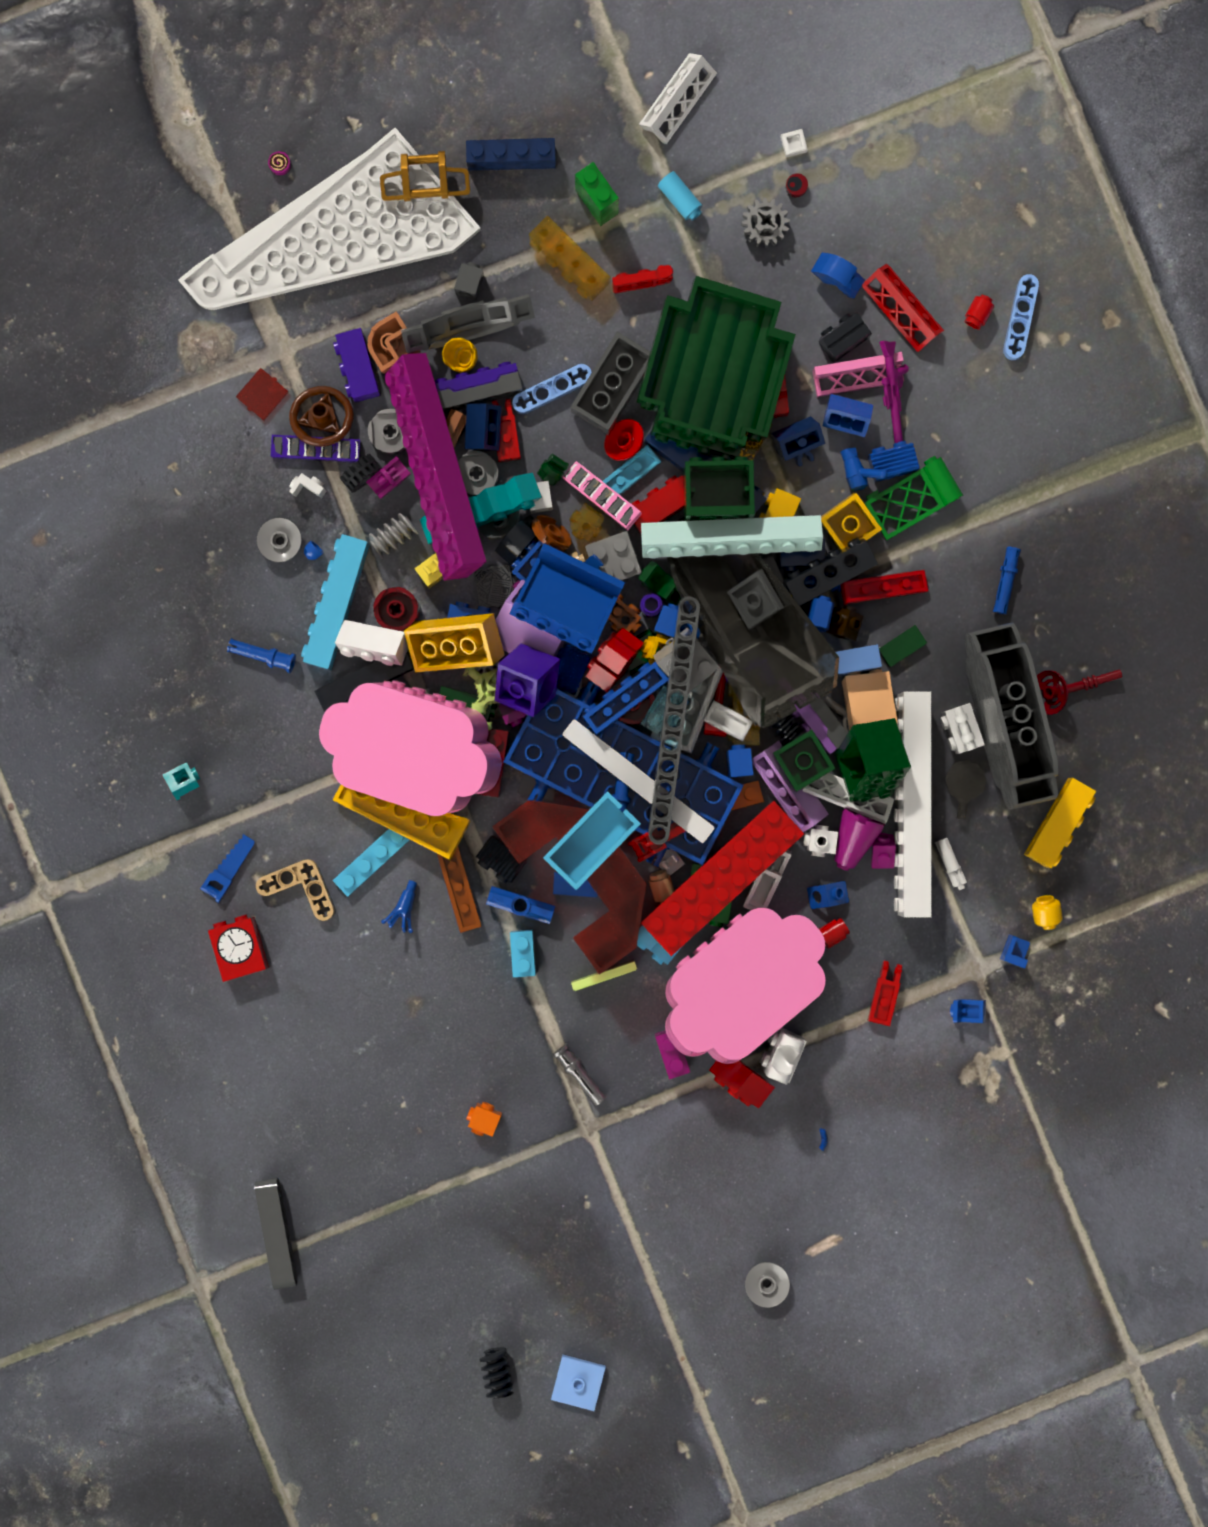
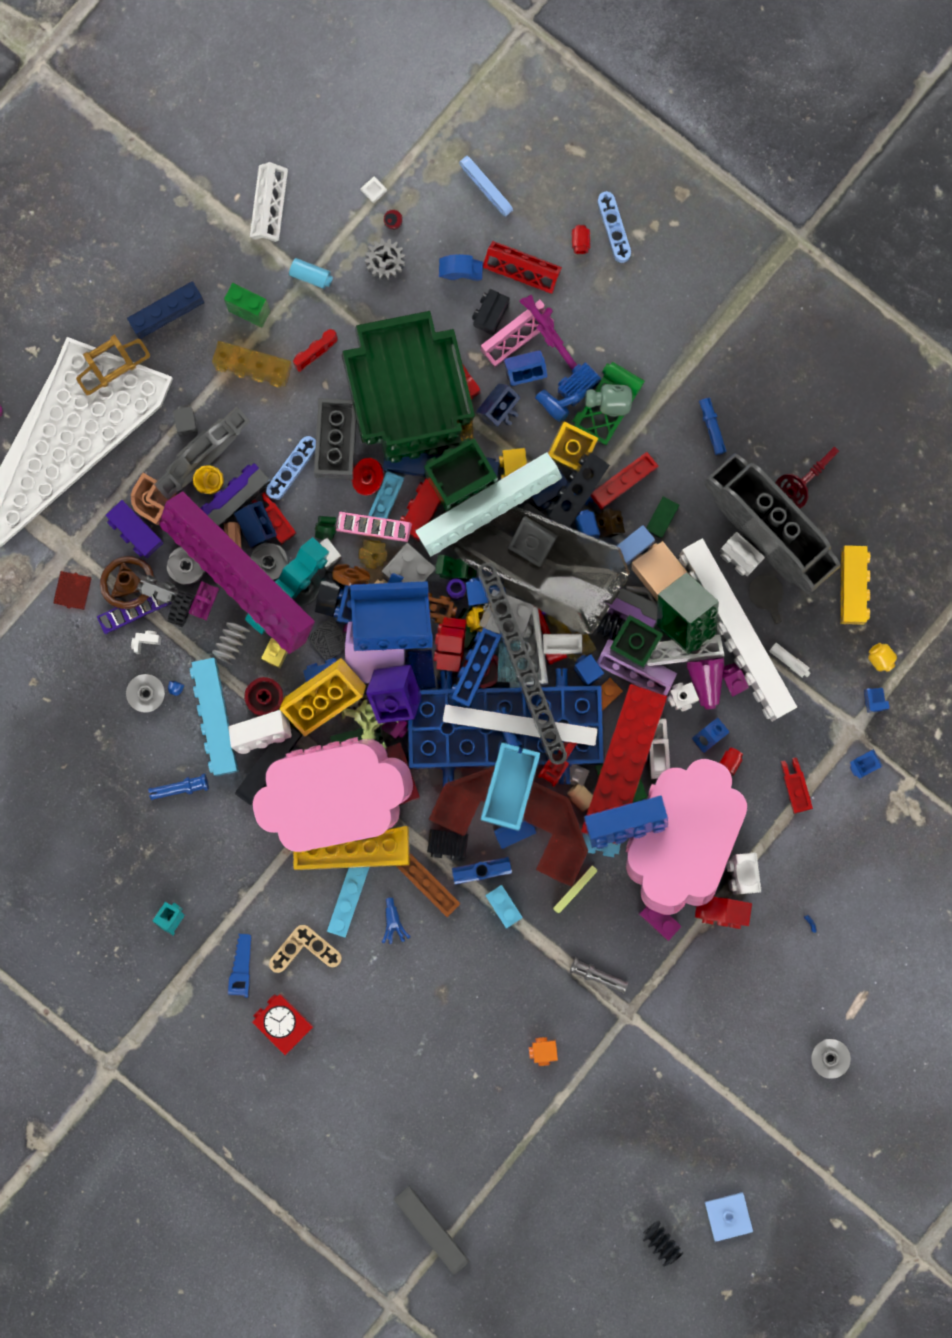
camera: 30 degrees left, 5 degrees down
(355, 446) = (150, 584): none -> dark grey hinge
(691, 940) = (626, 822): none -> blue brick
(912, 202) = (486, 186): none -> light blue beam
(918, 496) = (611, 399): none -> sand green piece

